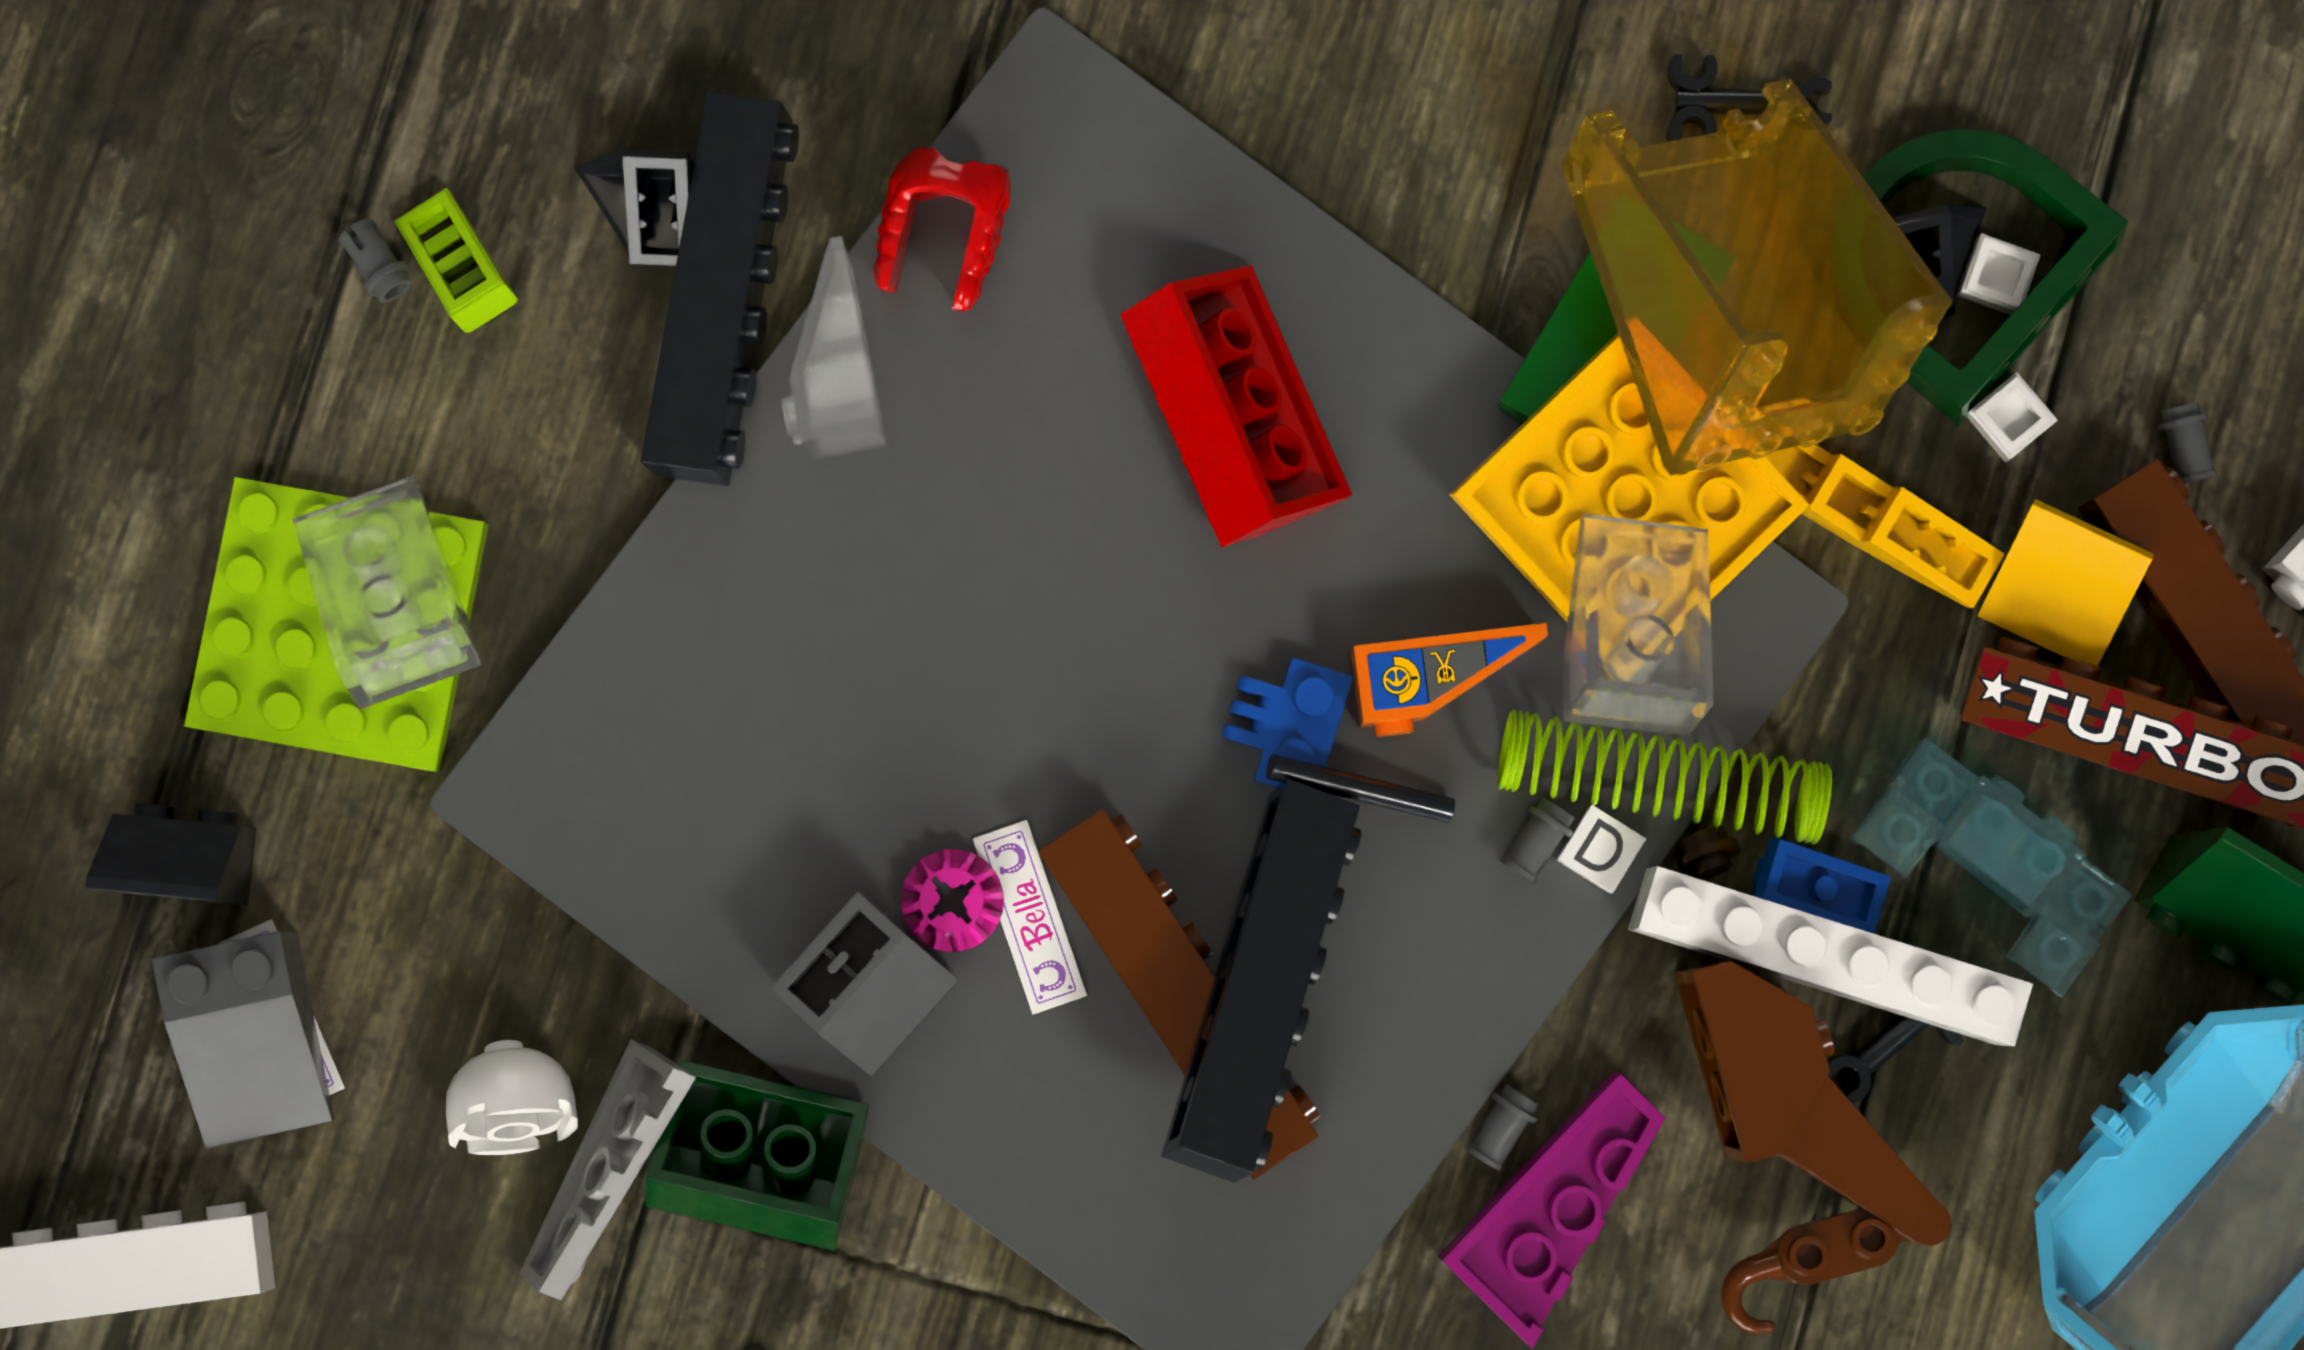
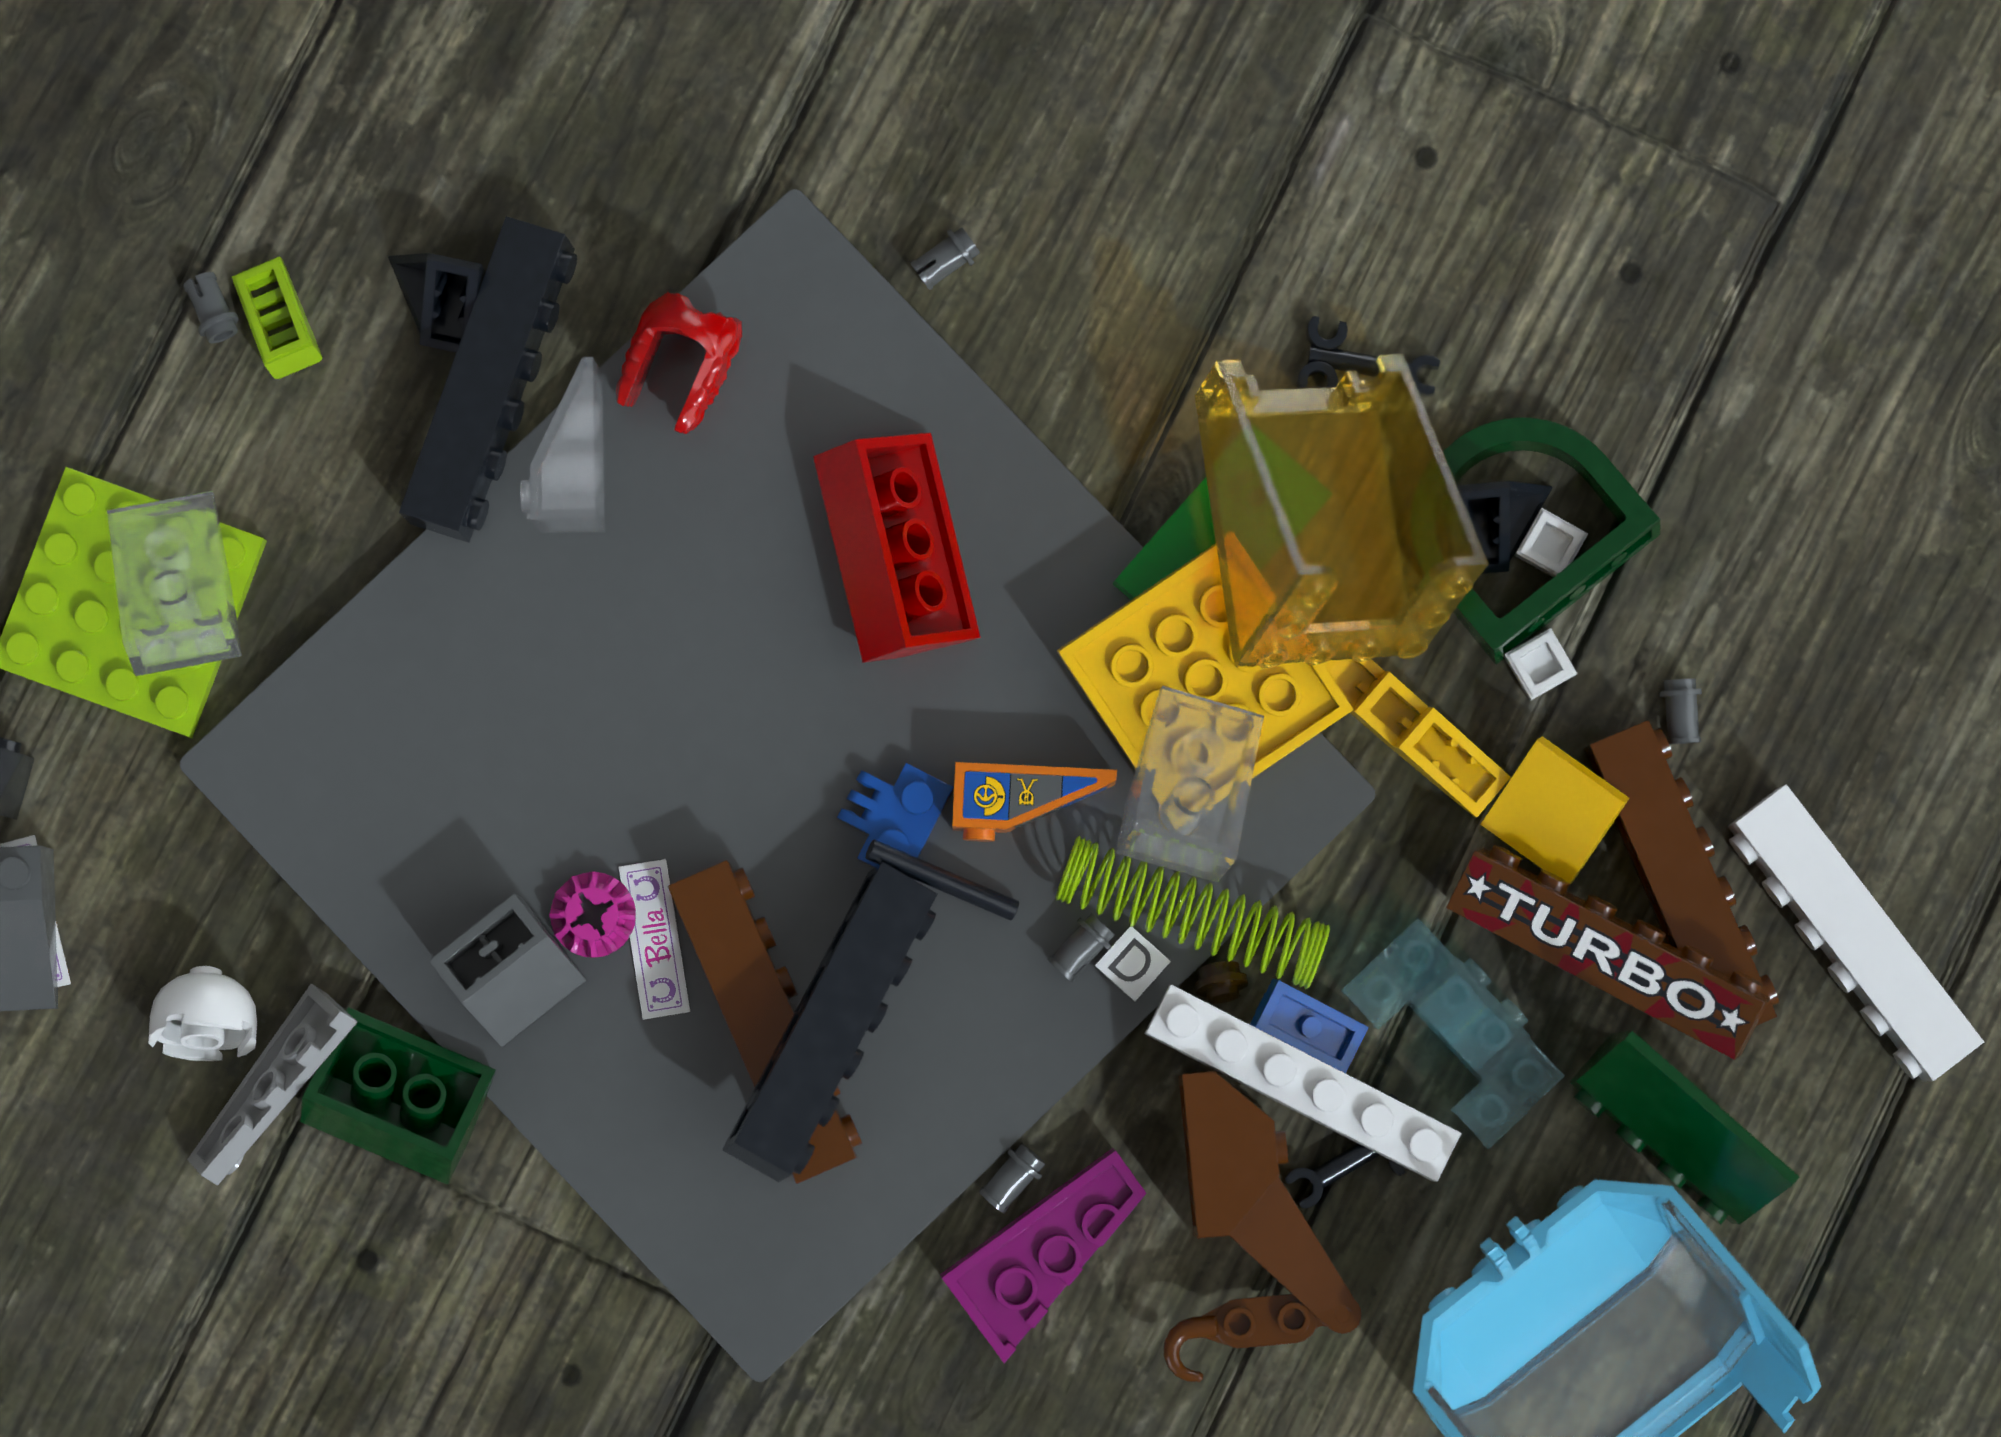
camera: 15 degrees right, 0 degrees up
(1232, 58) = (945, 257): none -> dark grey pin

